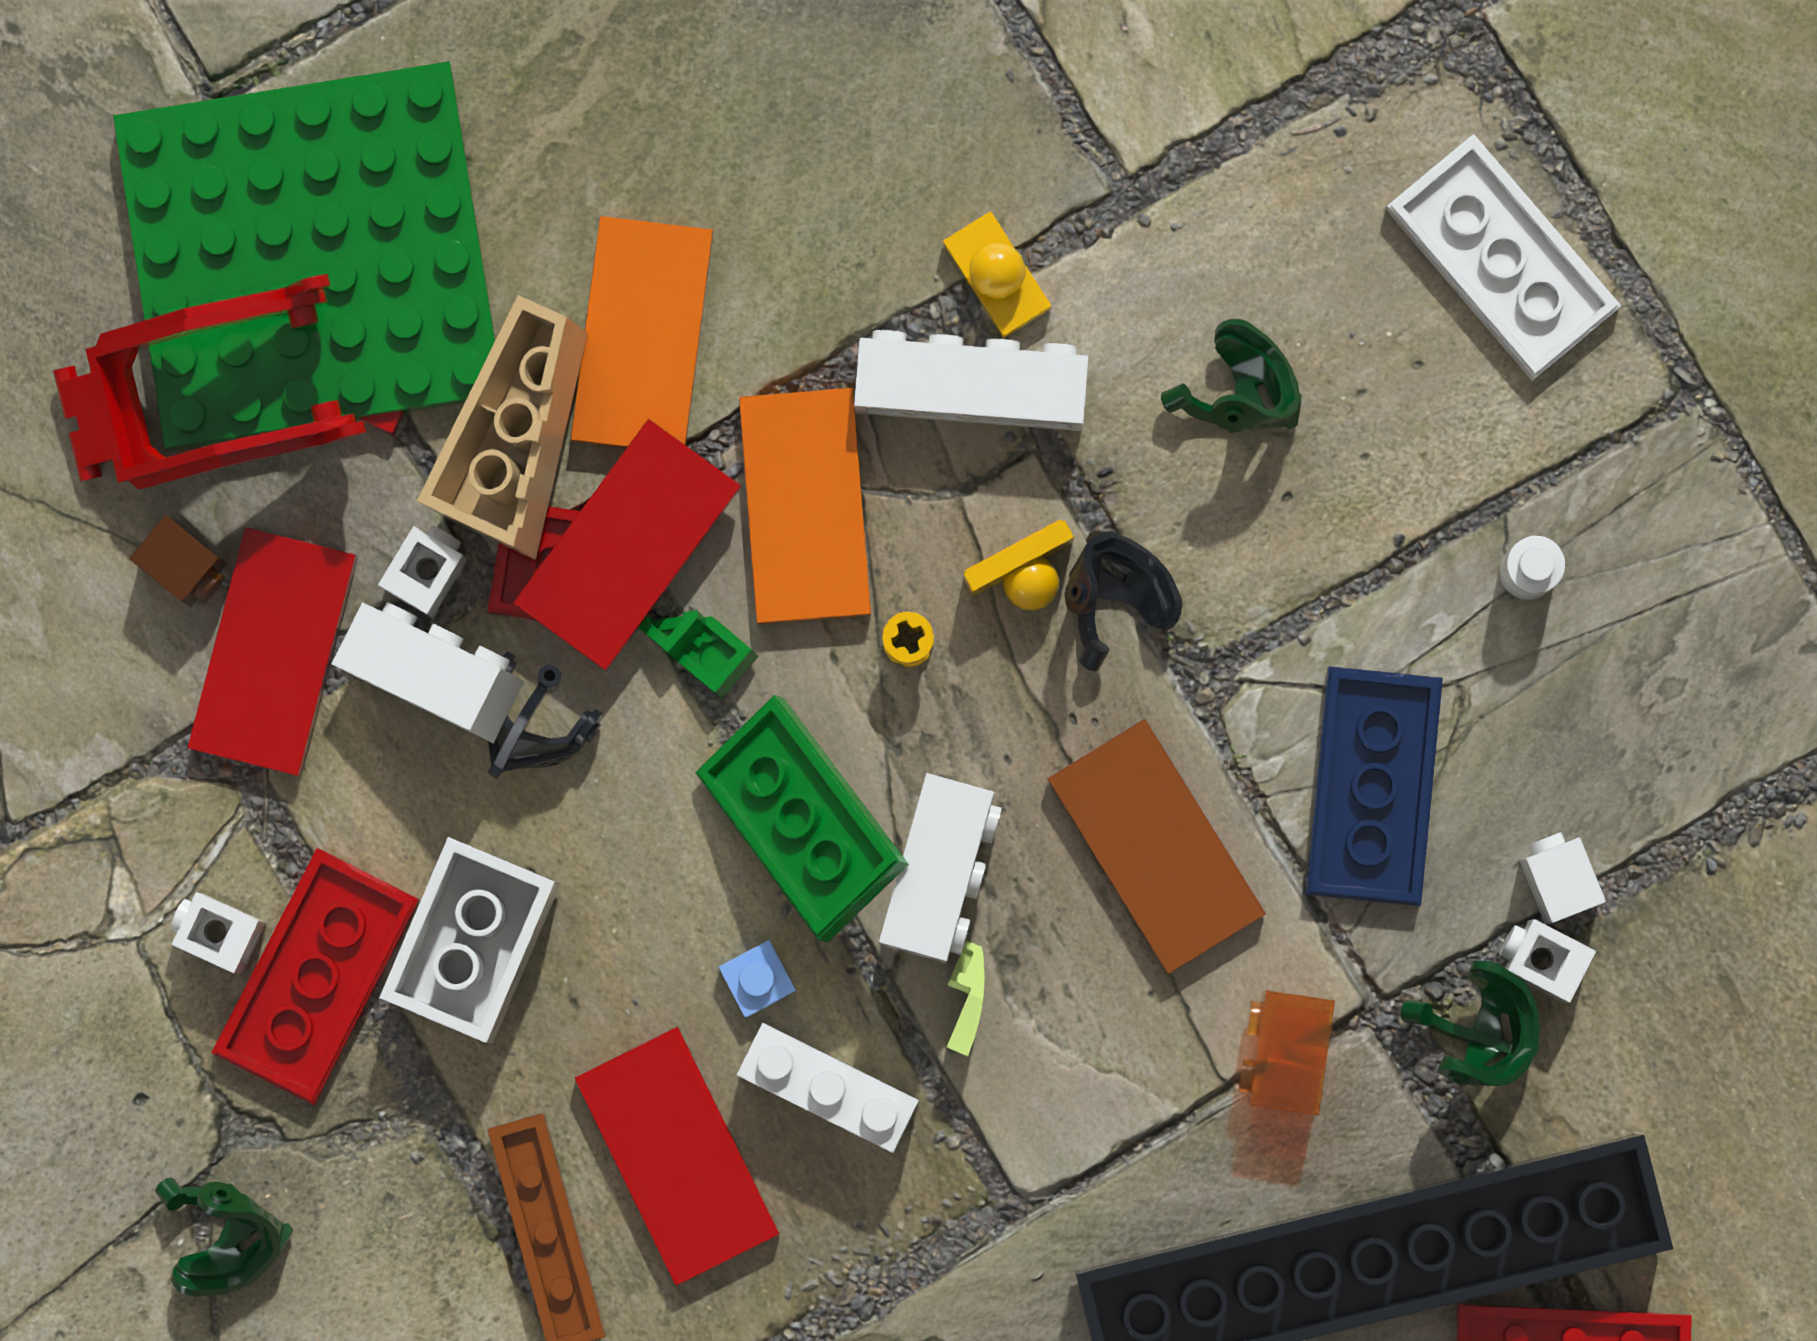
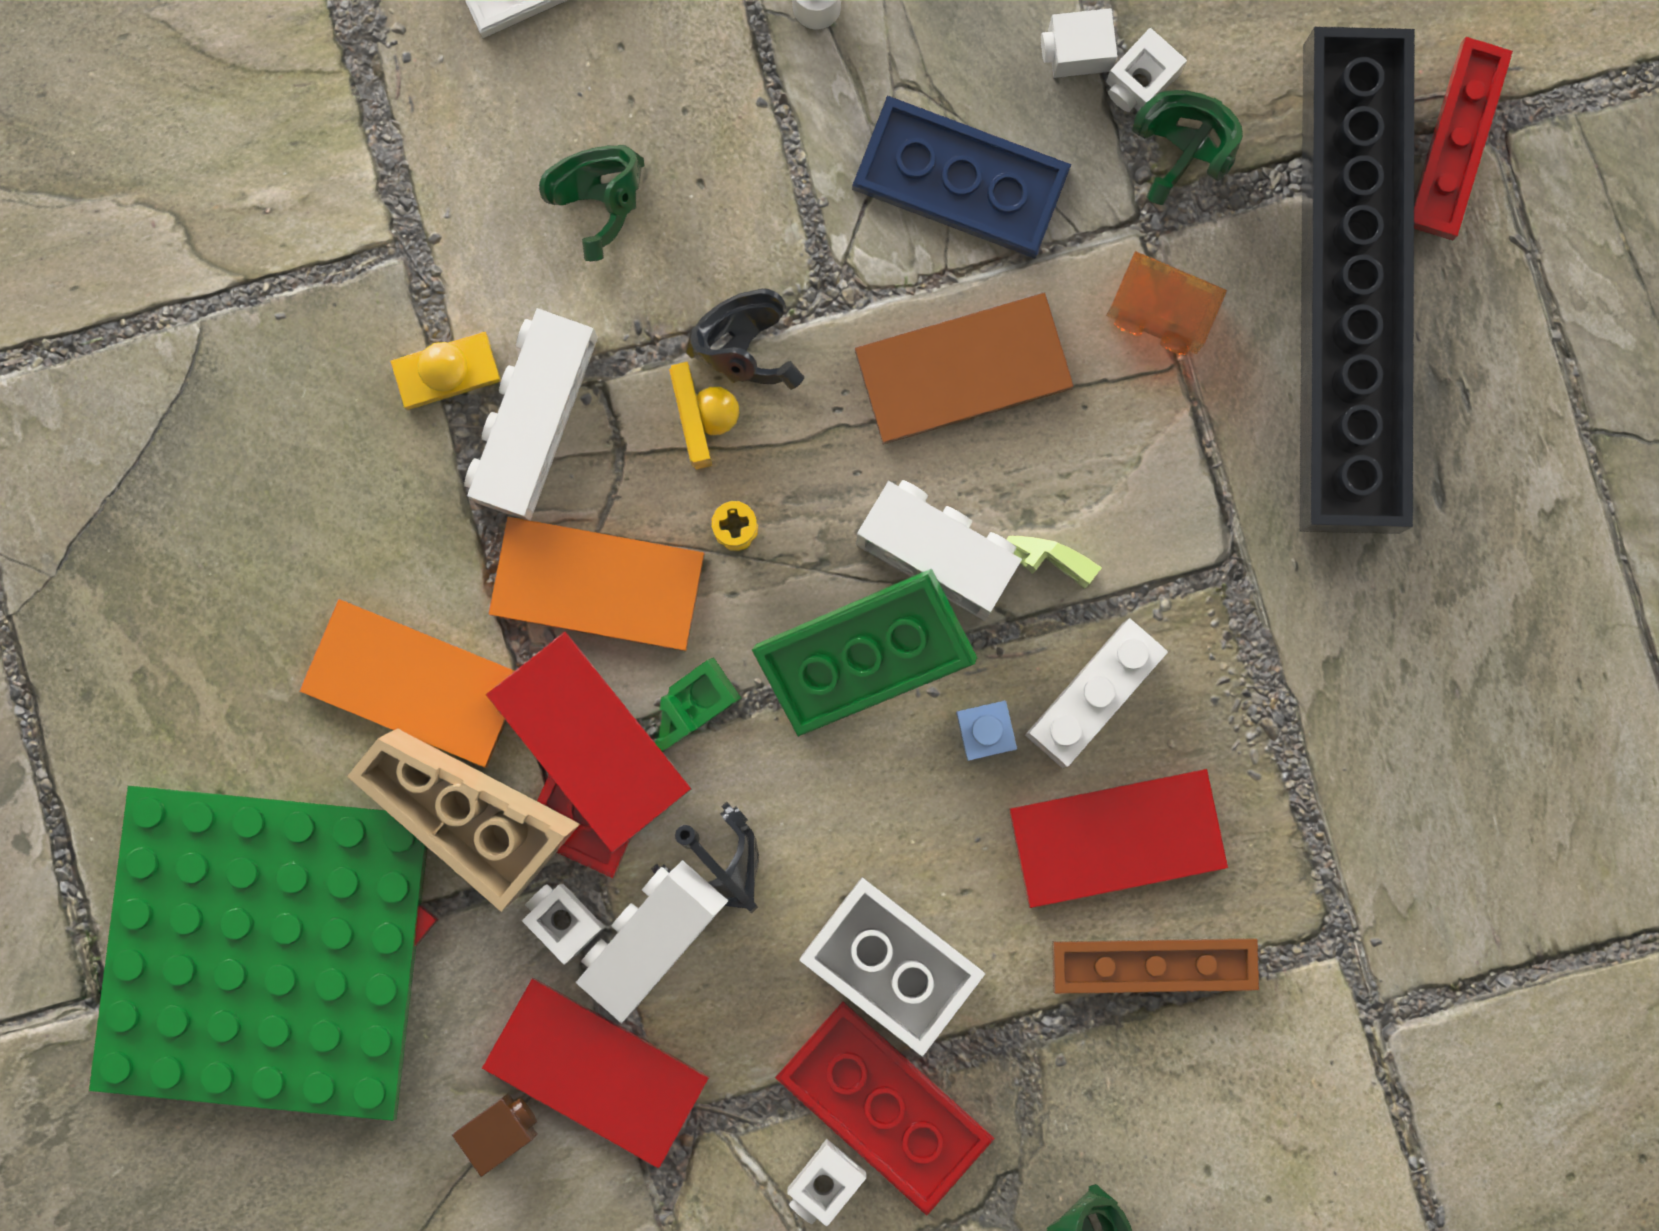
camera: 80 degrees left, 0 degrees up
(111, 410) = (349, 1159): red piece -> none

